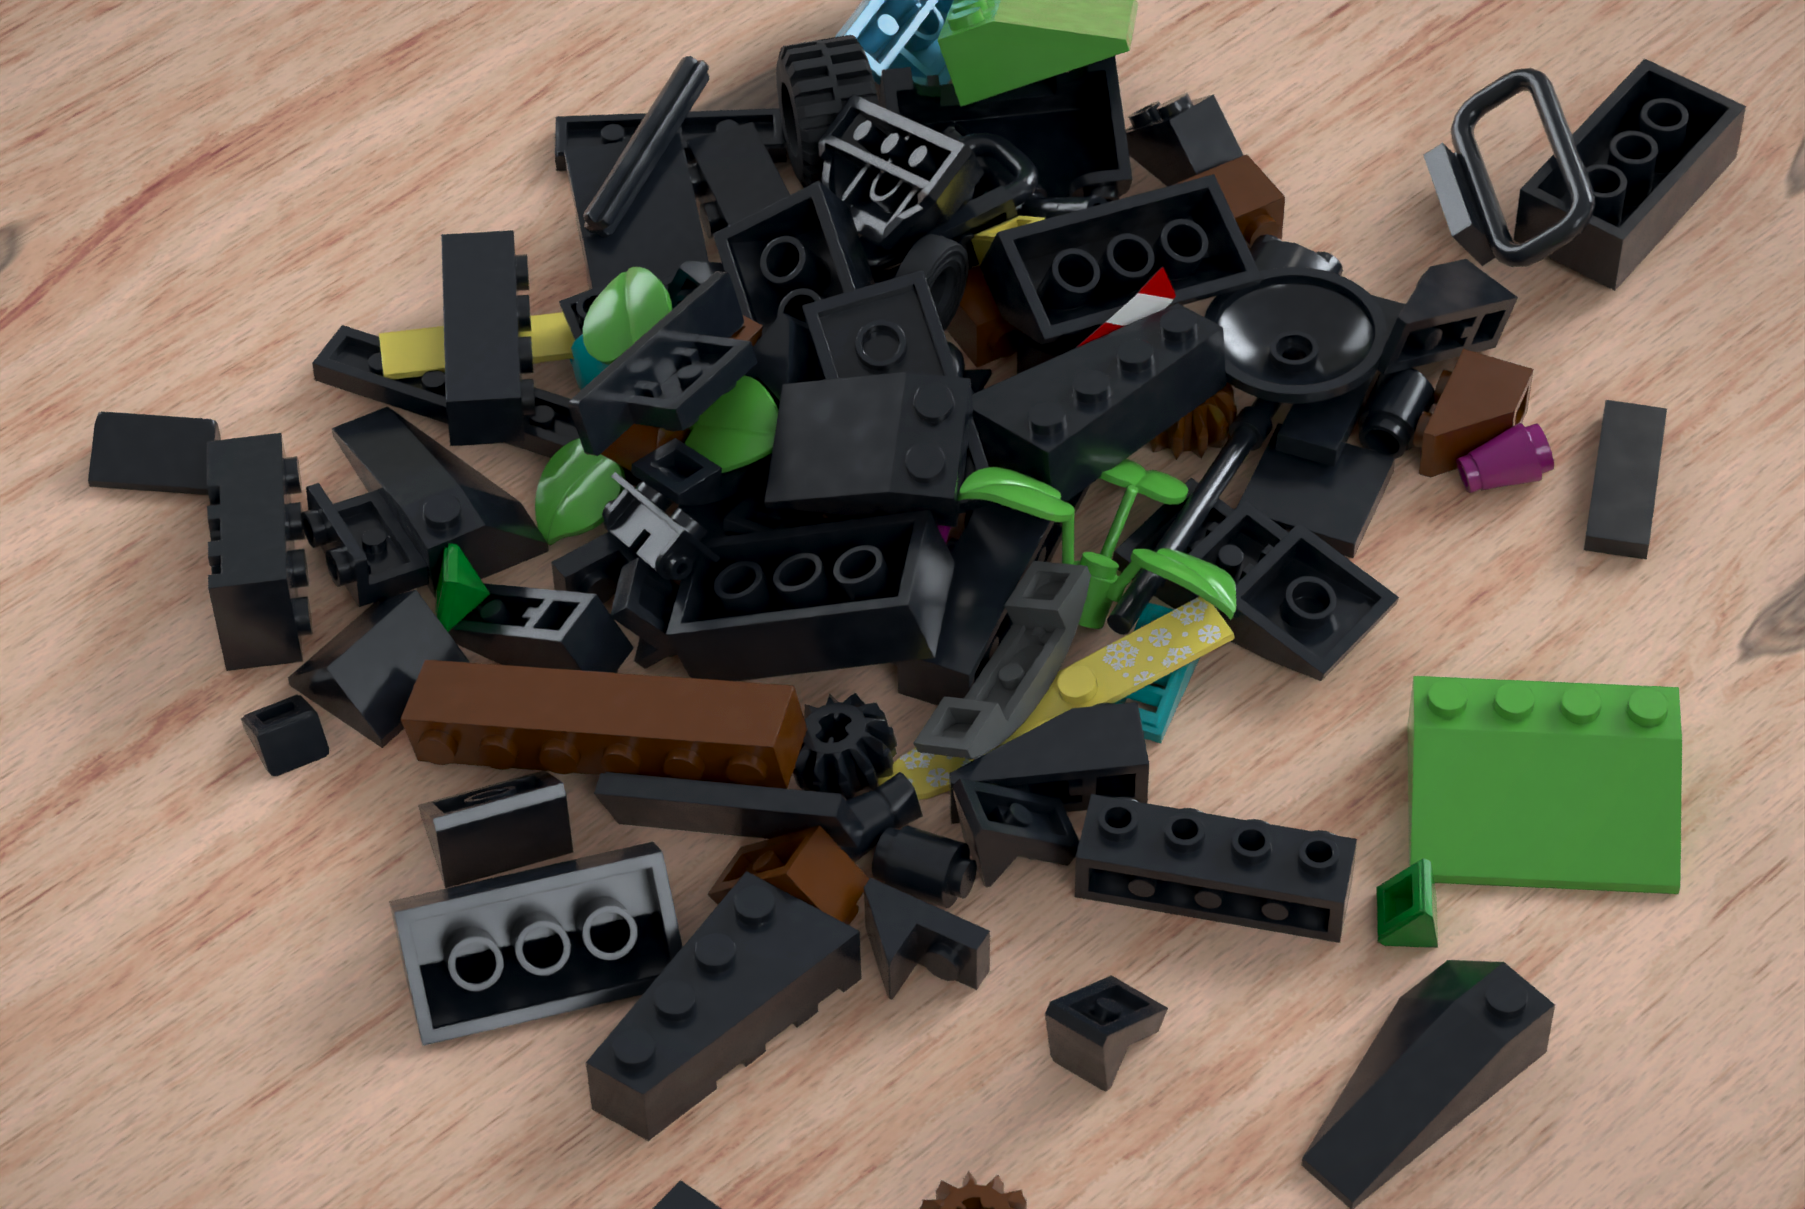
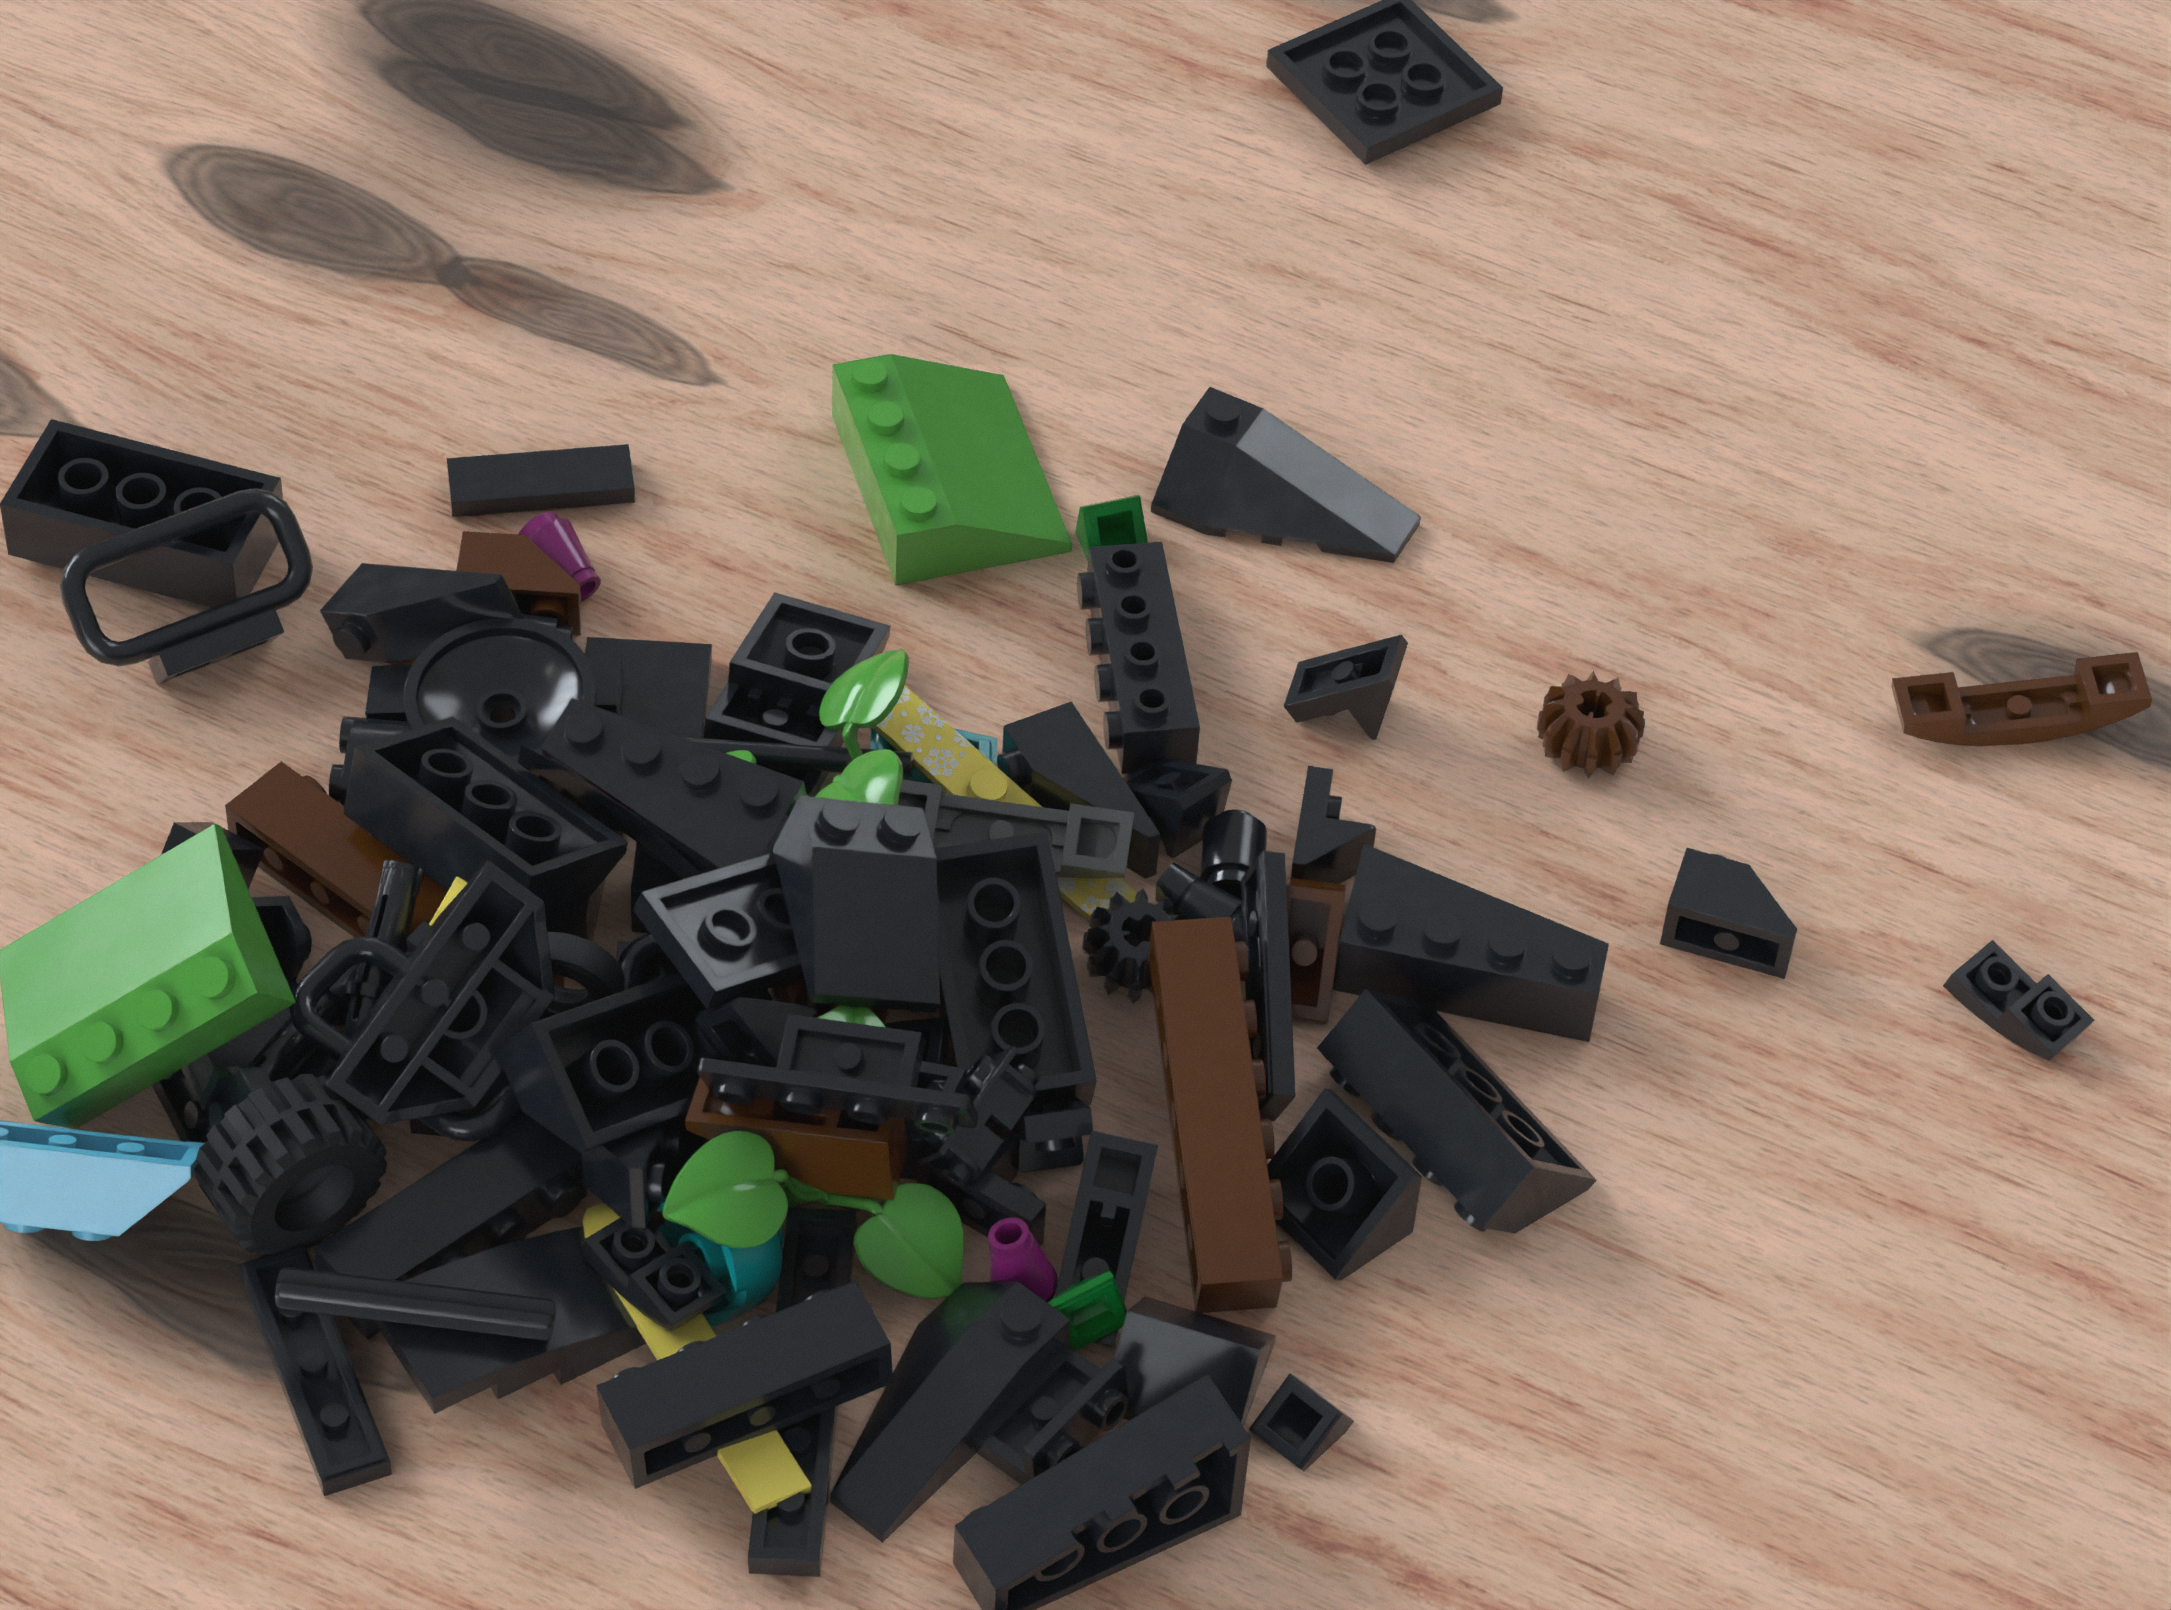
camera: 115 degrees left, 0 degrees up
(521, 551) = (1019, 1258): none -> magenta cone

